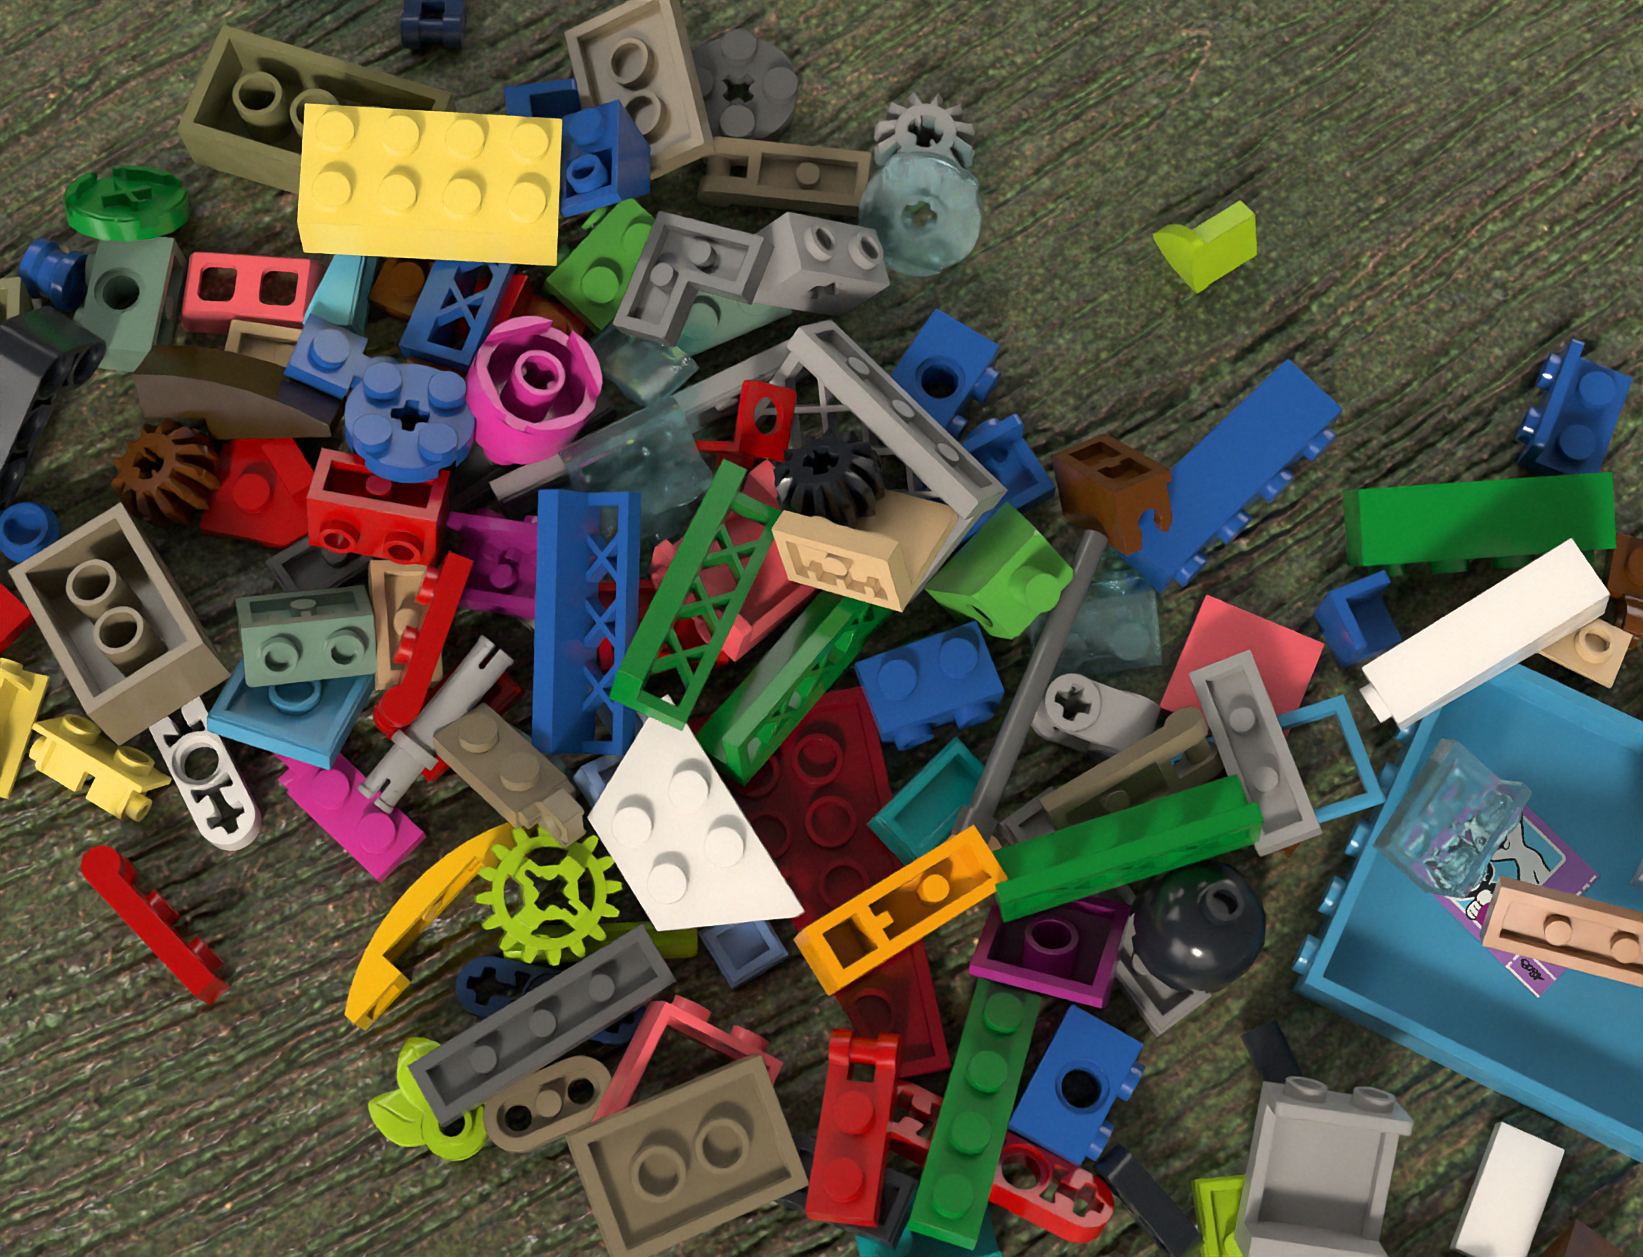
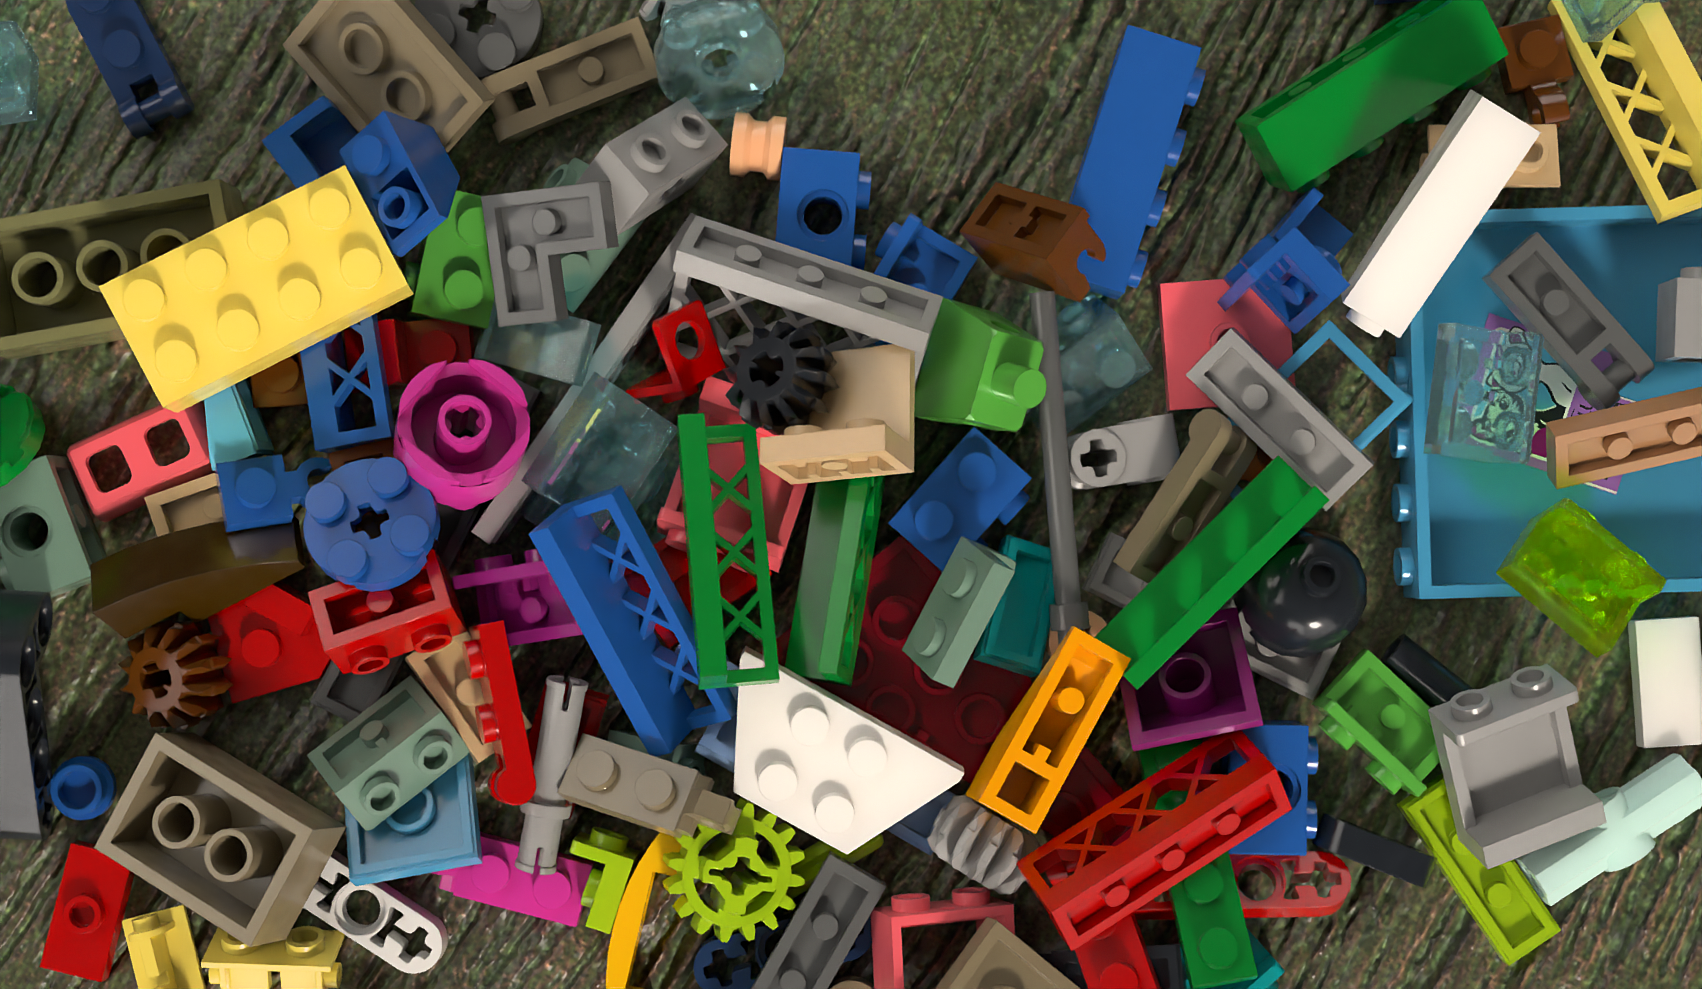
camera: 25 degrees left, 15 degrees up
(424, 851) = (605, 887): none -> lime bracket
(787, 995) = (981, 844): none -> light grey gear
(879, 765) = (958, 610): none -> sand green bracket
(912, 301) = (757, 146): none -> light nougat wheel
(949, 1065) = (1162, 844): none -> red fence
(1215, 1086) = (1384, 720): none -> bright green bracket
(1322, 628) = (1288, 277): none -> blue bracket
(1467, 1029) = (1579, 575): none -> clear neon green bracket
(1564, 800) = (1572, 320): none -> dark grey plate

